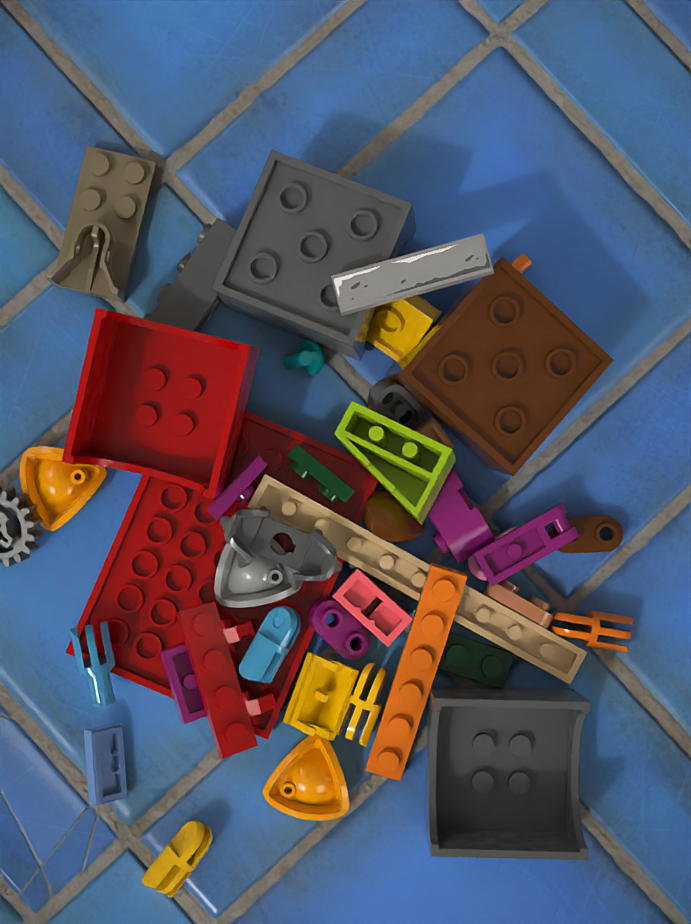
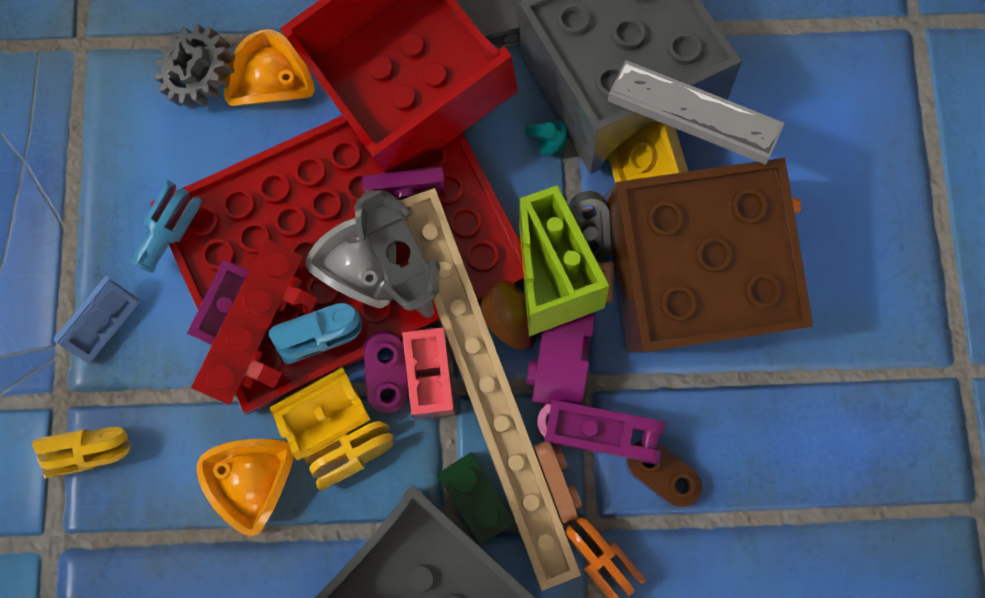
camera: 35 degrees right, 10 degrees down
(308, 466) = (475, 213): dark green plate -> none
(416, 671) = (416, 461): orange plate -> none

